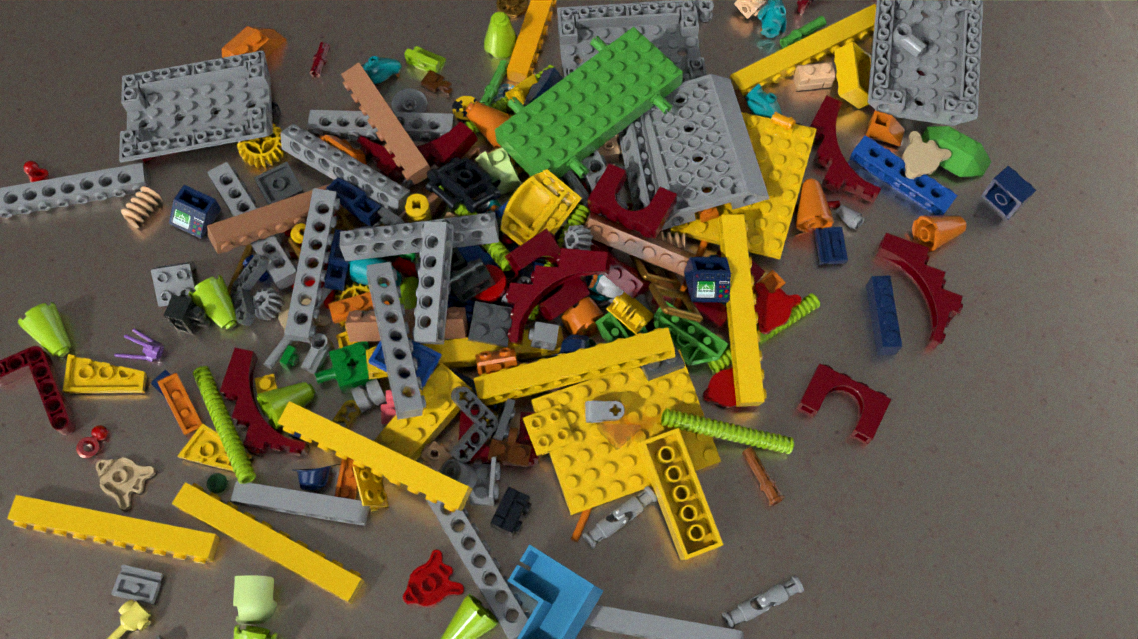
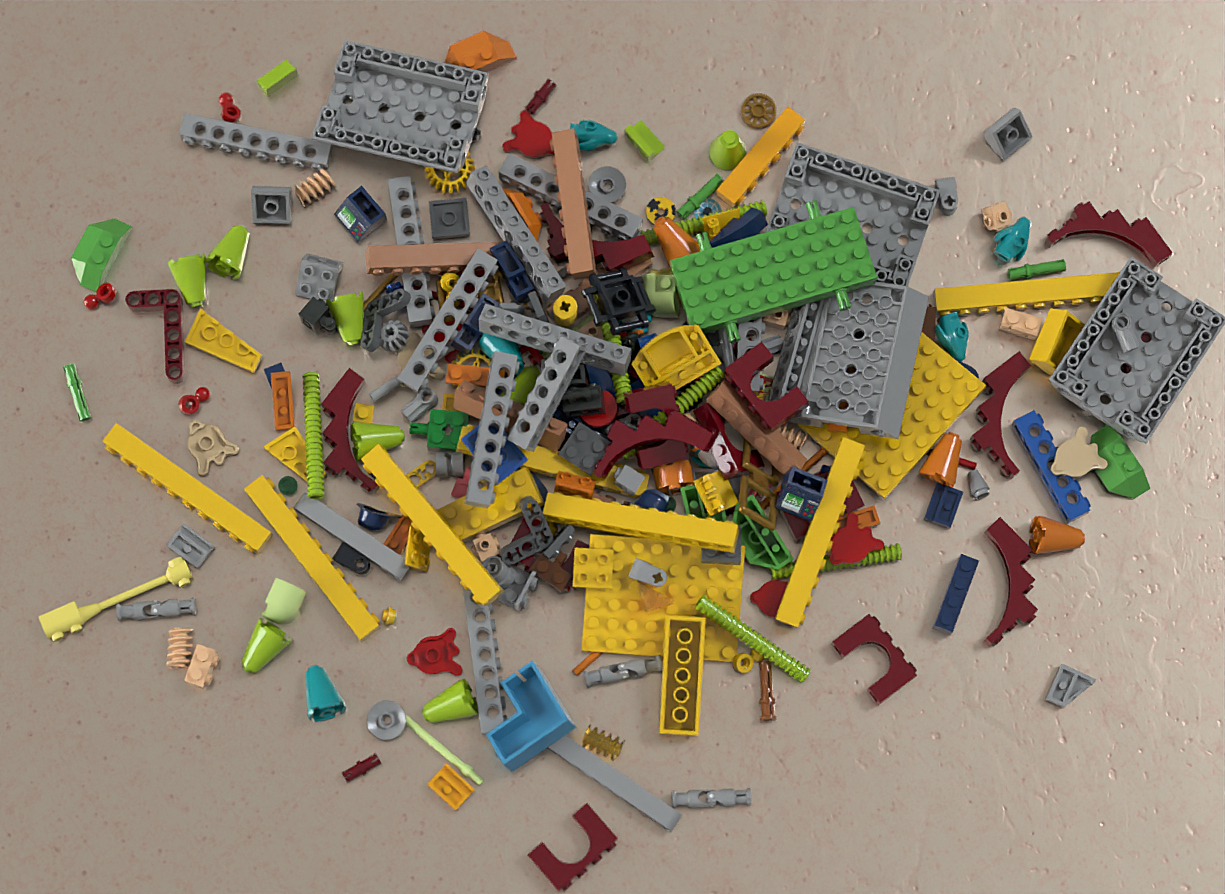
camera: 25 degrees right, 10 degrees up
(74, 132) = (277, 77): none -> lime panel
(79, 294) = (229, 253): none -> lime cone
(105, 235) = (271, 204): none -> light grey brick
(152, 348) = (275, 336): medium lavender plant -> none
(289, 358) = (394, 397): green plate -> none
(305, 526) = (350, 557): none -> black piece
(325, 94) = (531, 137): none -> red tile
(367, 565) = (388, 616): none -> yellow plate
(435, 82) = (643, 169): reddish brown plate -> none
(510, 512) = (530, 624): black brick -> none
(577, 238) = (697, 405): light grey gear -> none
(633, 595) = (602, 743): none -> clear yellow piece
(728, 458) = (748, 661): none -> yellow plate
(783, 121) = (955, 365): light orange pin -> none
(885, 128) = (1061, 411): orange slope -> none
(1008, 192) = (1142, 528): dark blue brick -> none
(1022, 352) = (1068, 685): none -> light grey wing

